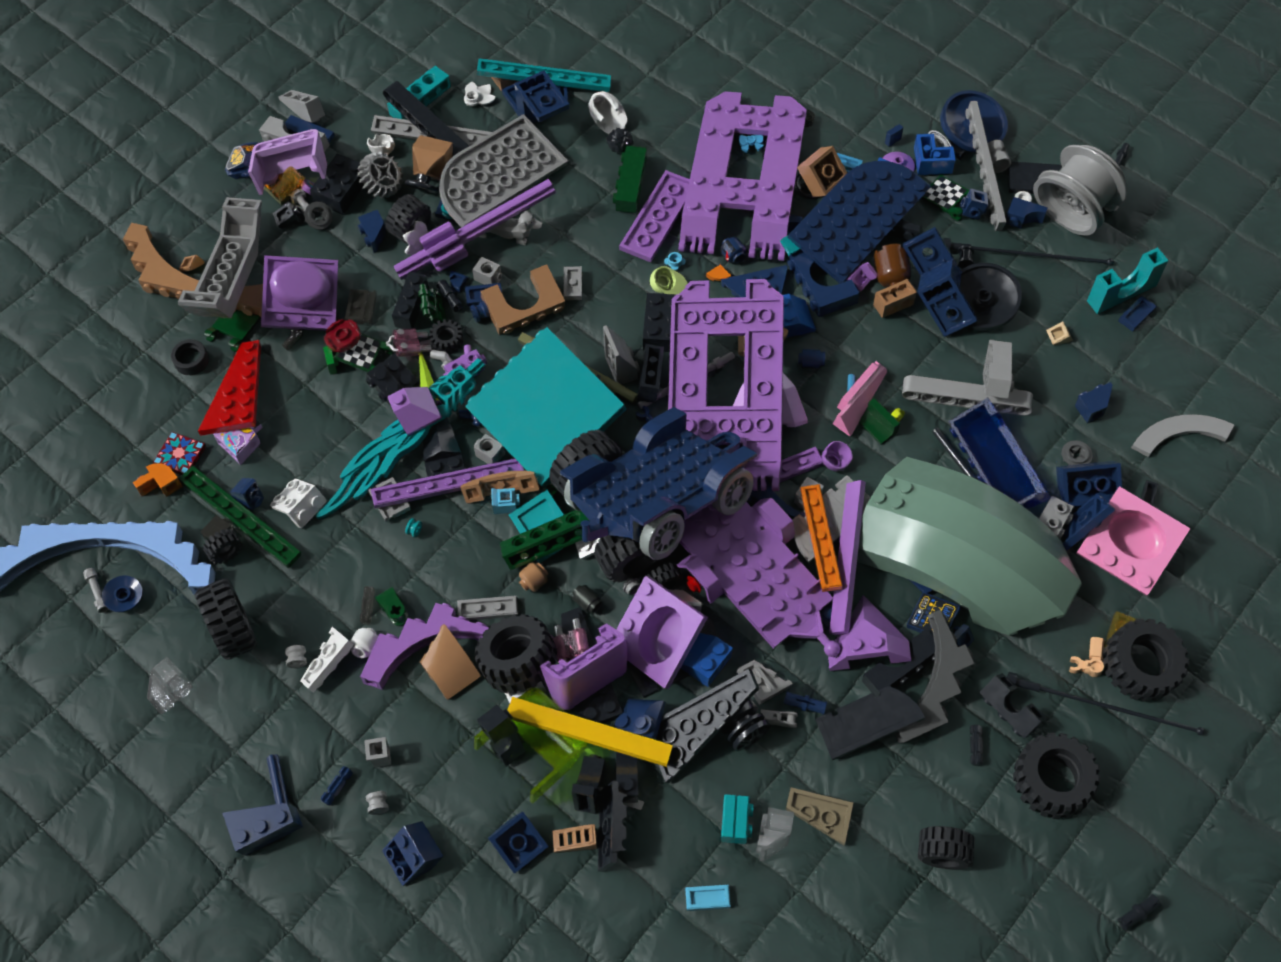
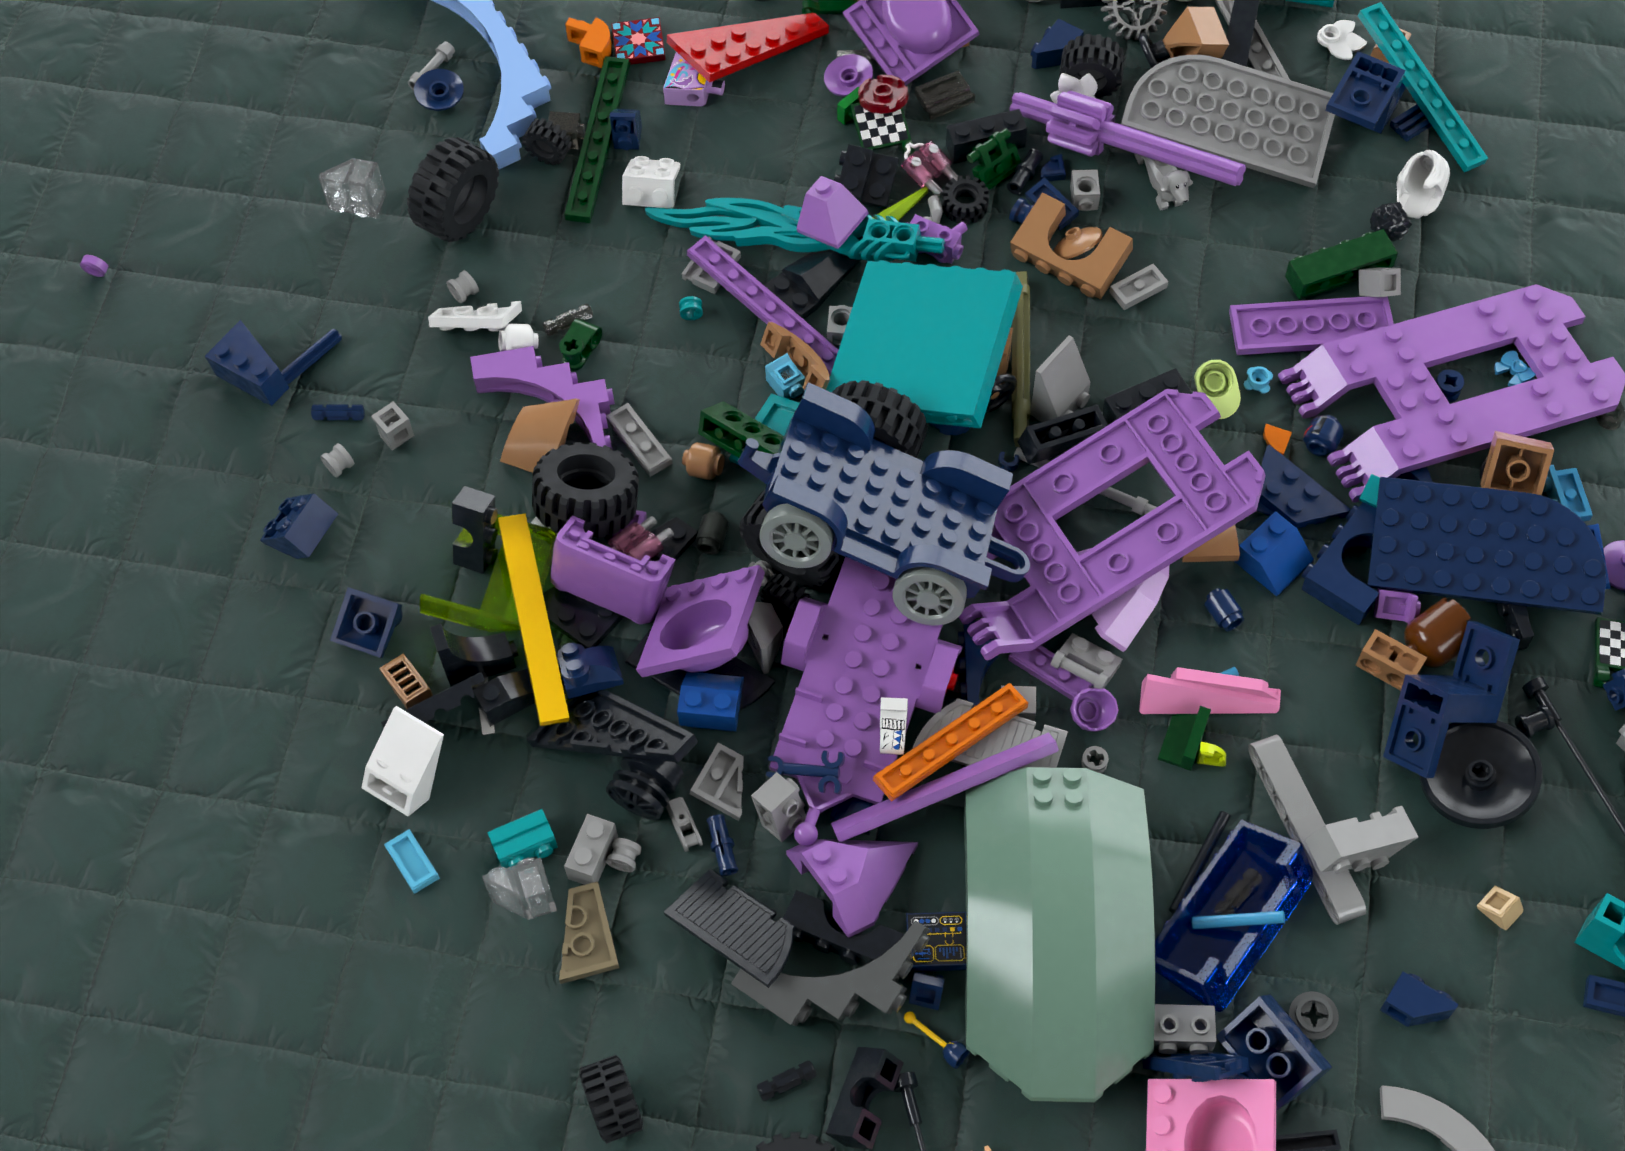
camera: 60 degrees right, 0 degrees up
(90, 899) = (94, 265): none -> medium lavender tile
(302, 343) = (847, 74): none -> medium lavender dish
(522, 294) = (1078, 241): none -> medium nougat dish
(645, 863) = (403, 762): none -> white slope
(657, 168) = (1380, 282): none -> light grey brick
(741, 171) = (1456, 383): none -> dark blue wheel
(767, 780) = (590, 850): none -> light grey brick
(780, 763) = (623, 855): none -> light grey wheel
(797, 560) = (893, 725): none -> white leg
(802, 614) = (829, 772): none -> dark blue bar
(803, 443) = (1087, 661): none -> light grey plate
(805, 653) = (779, 806): none -> light grey brick
(865, 469) = (1099, 753): none -> light grey bush
(989, 448) = (1239, 892): none -> clear smoke axle
(1006, 644) = (953, 1052): none -> hinge
(1007, 456) = (1238, 919): none -> dark azure bar

